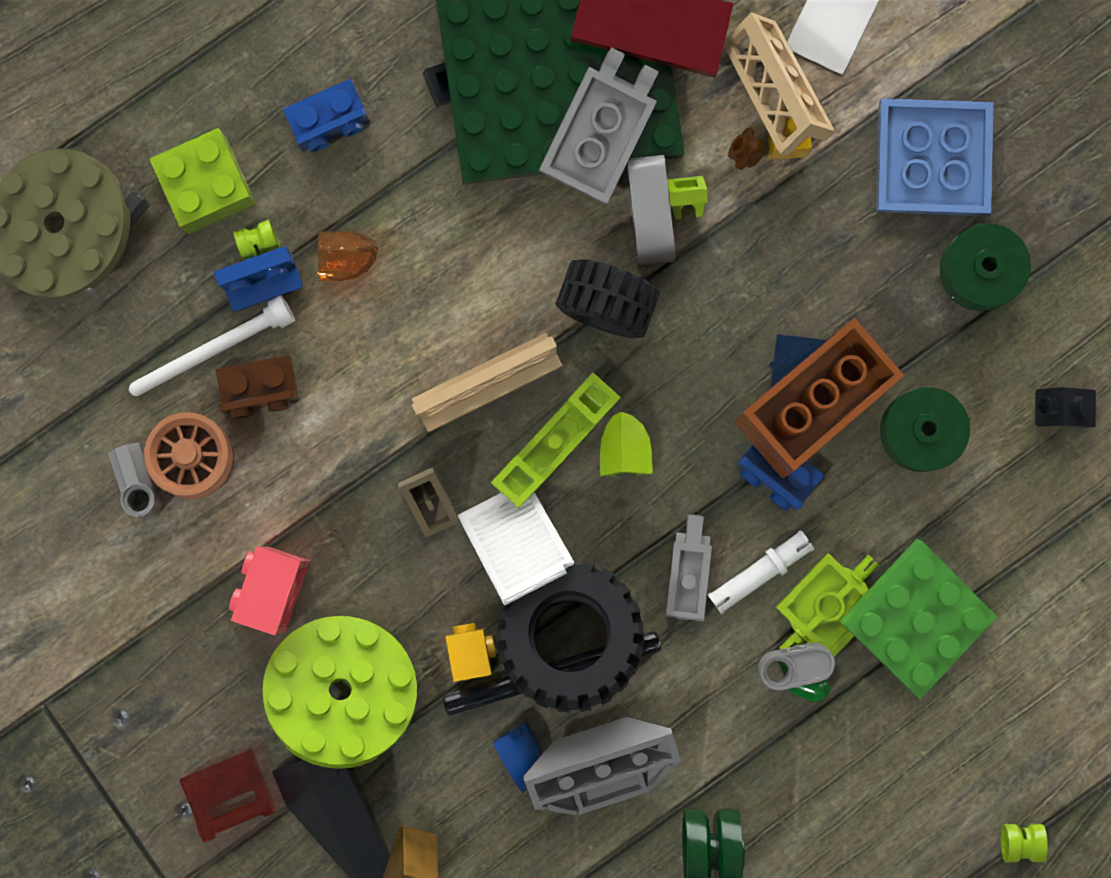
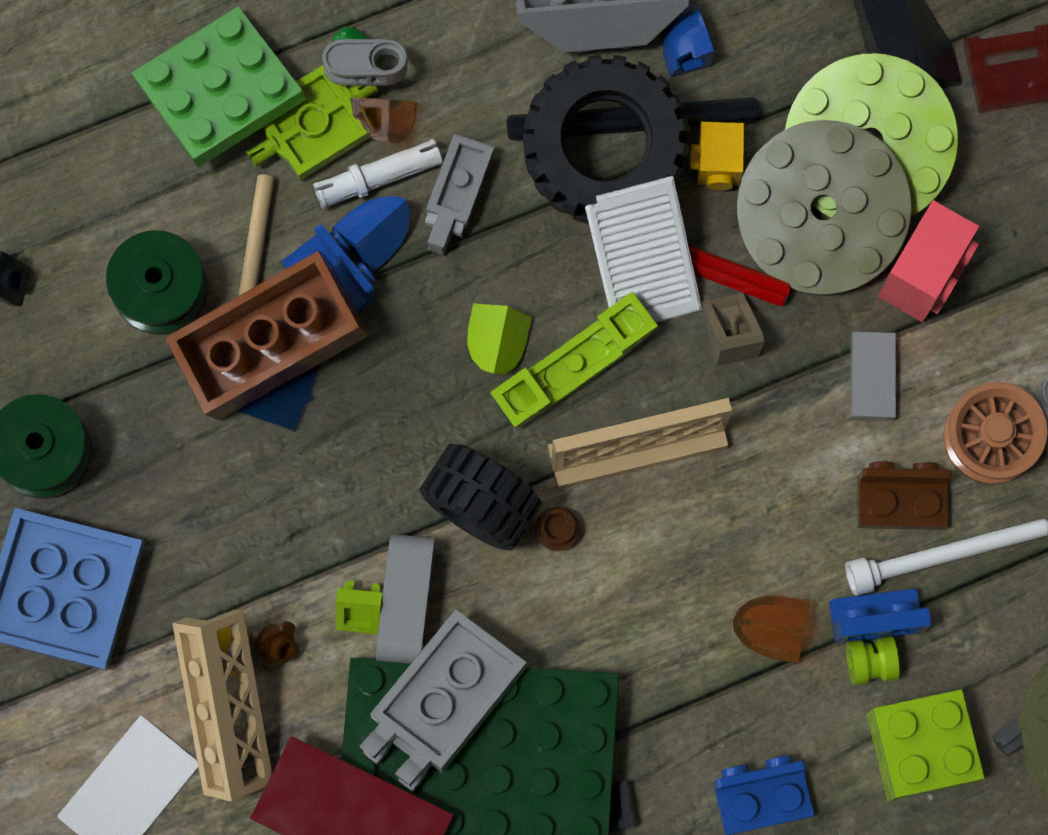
camera: 170 degrees left, 10 degrees down
(301, 487) = (872, 376): none -> light grey tile
(361, 659) = (868, 196): none -> olive plate
(432, 549) = (739, 277): none -> red axle
(539, 297) = (557, 529): none -> reddish brown plate
(751, 521) = (376, 229): none -> blue brick
(766, 622) = (385, 118): none -> clear orange brick
(850, 493) = (256, 233): none -> tan bar

